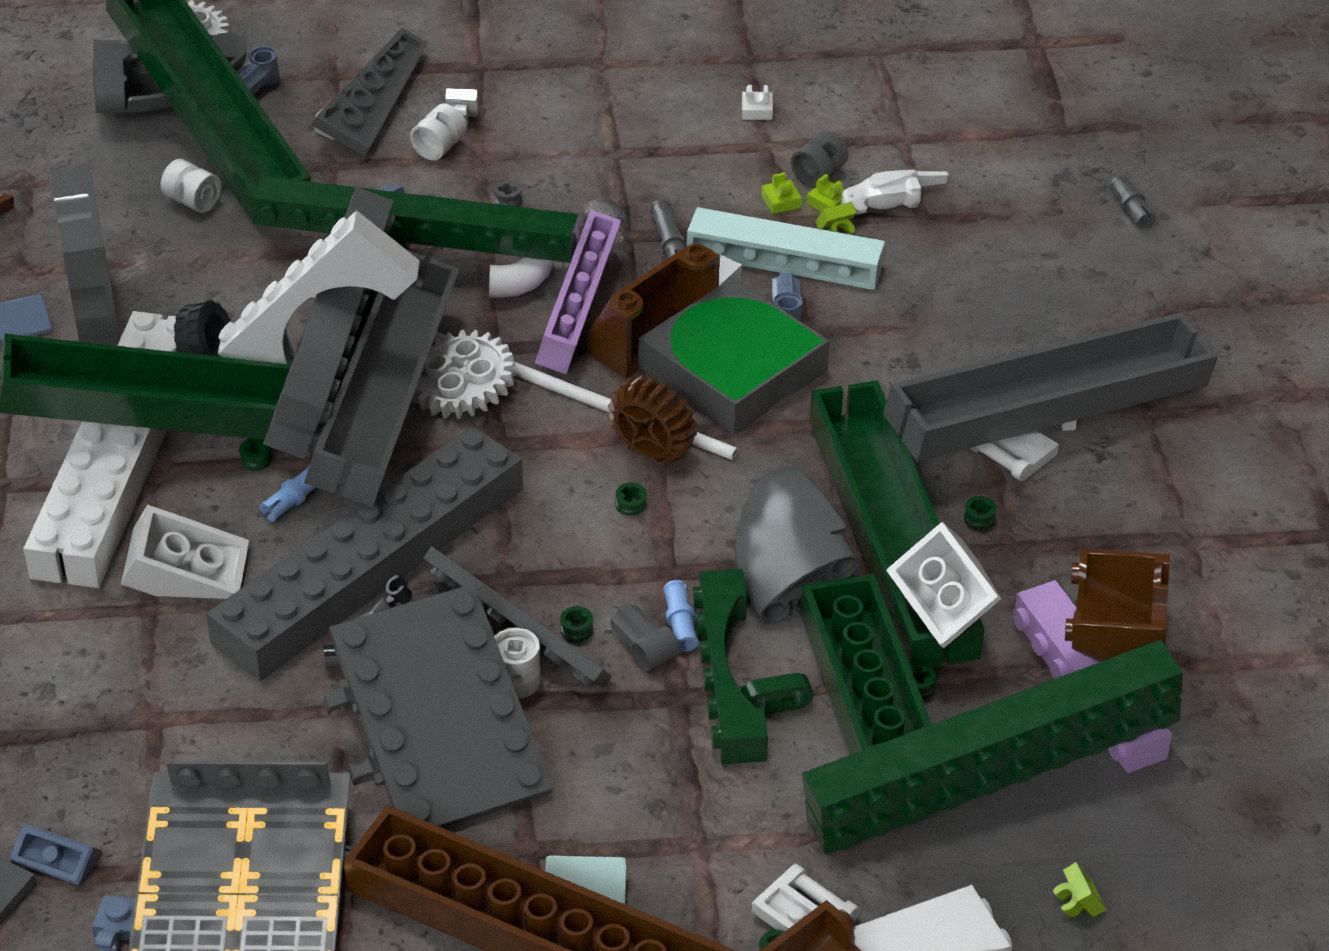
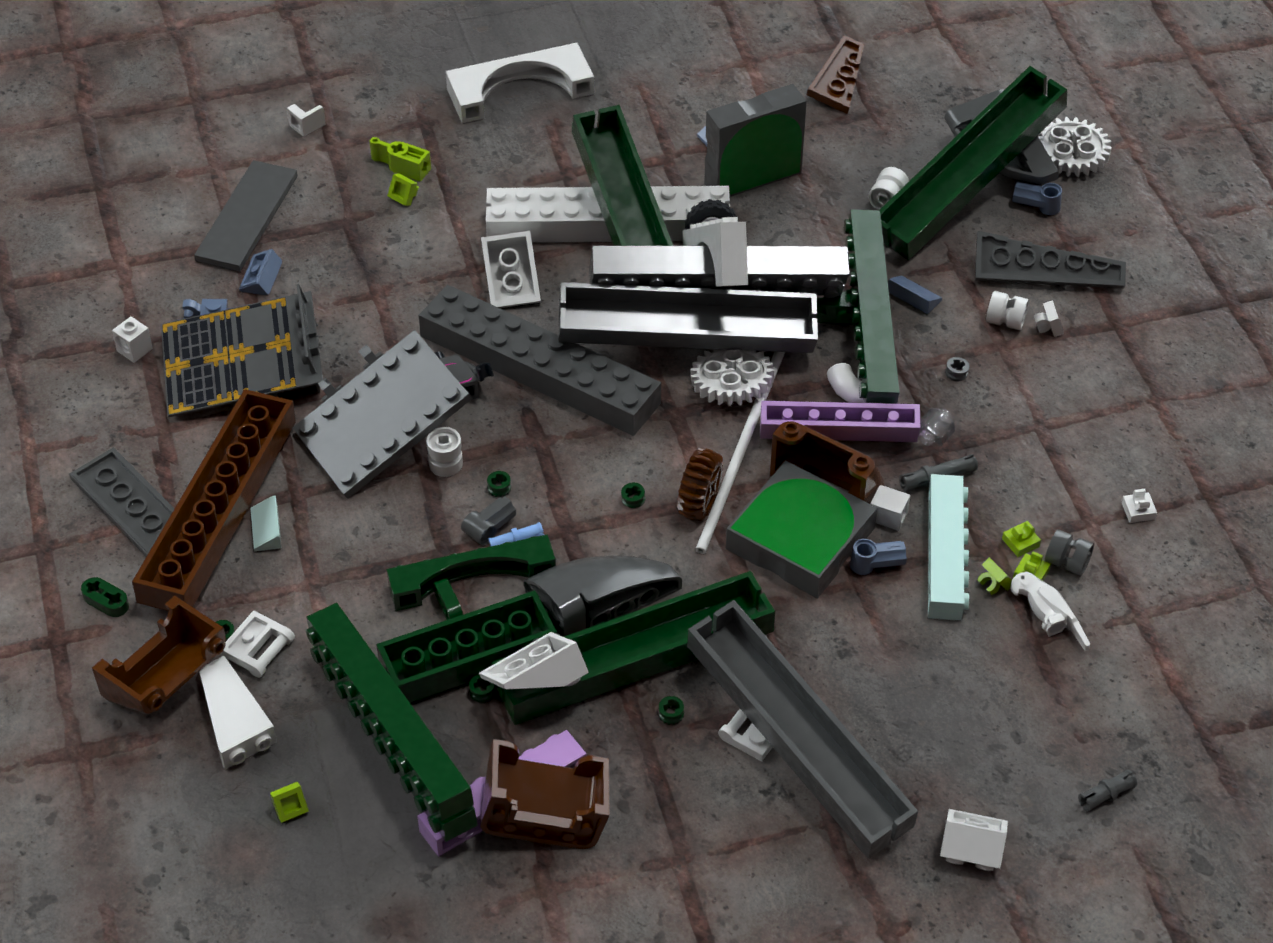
camera: 80 degrees right, 5 degrees up
(502, 609) = (507, 416): dark grey wing -> none
(1196, 292) = (974, 839): none -> white slope

